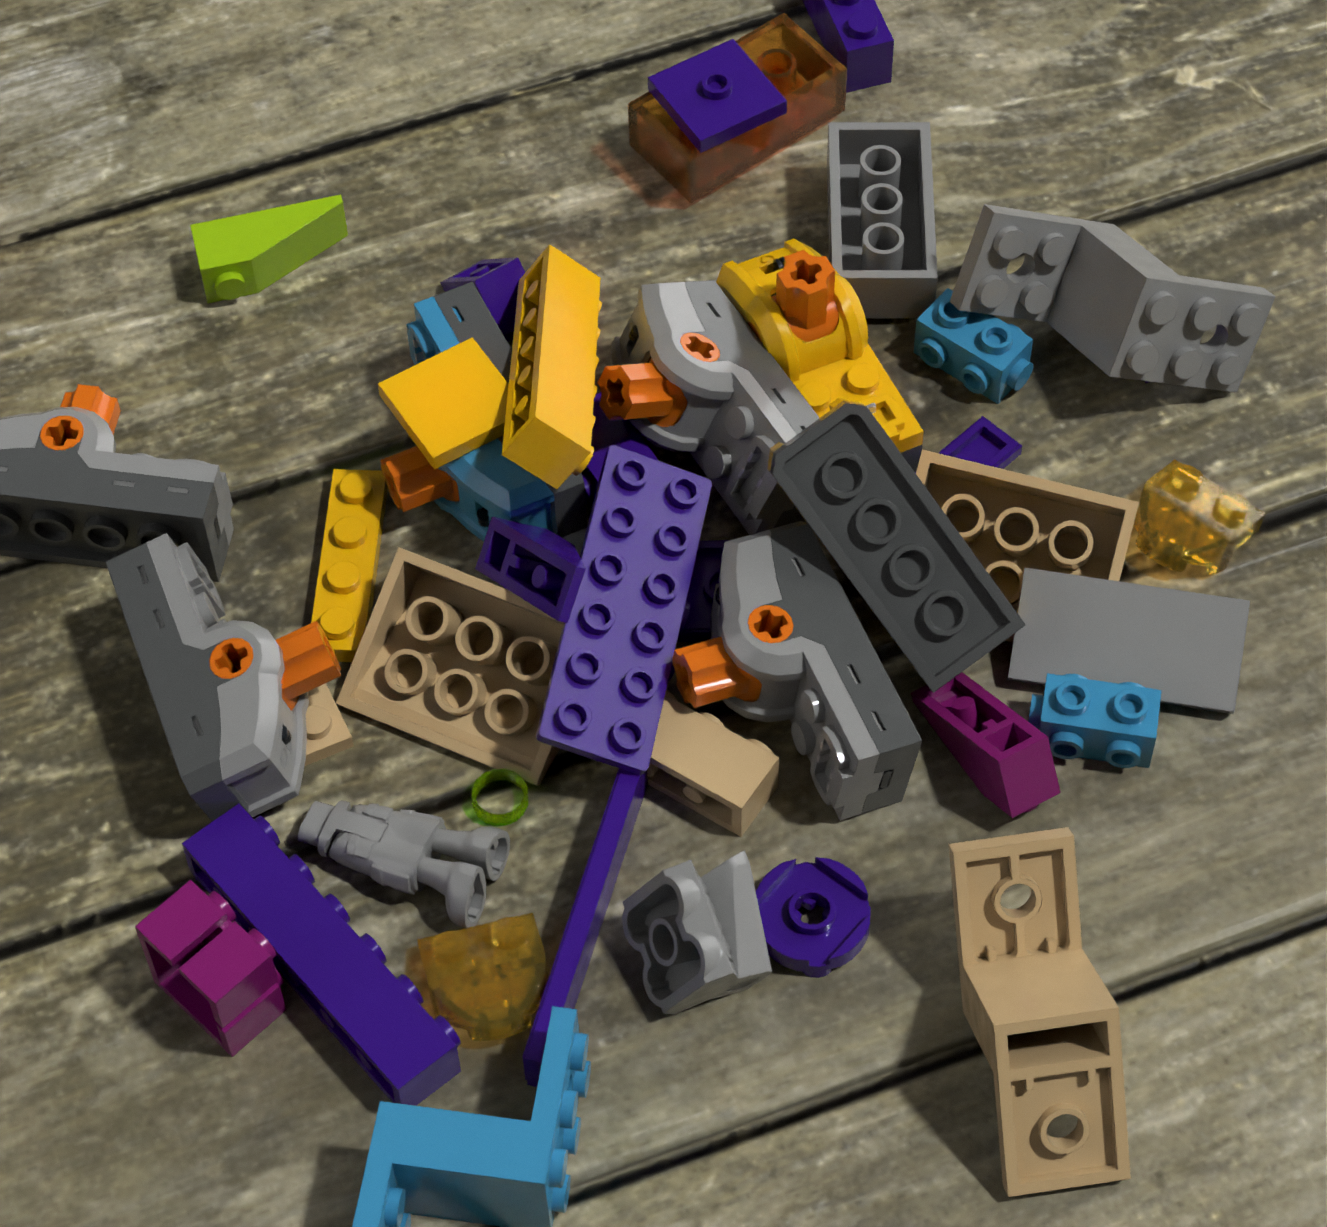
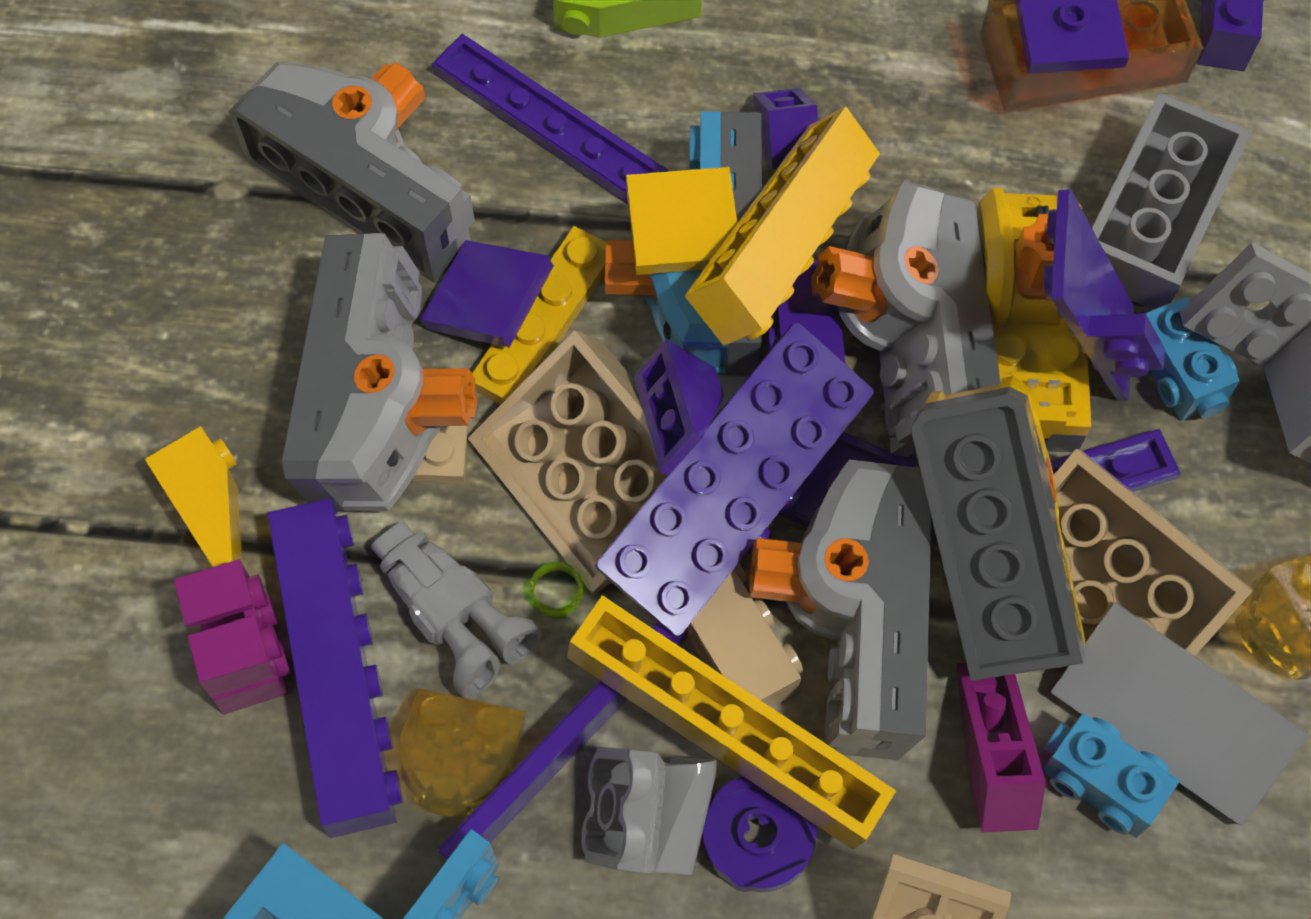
camera: 25 degrees right, 10 degrees up
(95, 862) = (203, 492): none -> yellow slope
(250, 388) = (542, 116): none -> dark purple tile
(283, 562) = (487, 293): none -> dark purple tile
(735, 812) = (730, 723): none -> yellow brick
(905, 336) = (1096, 302): none -> dark purple bracket

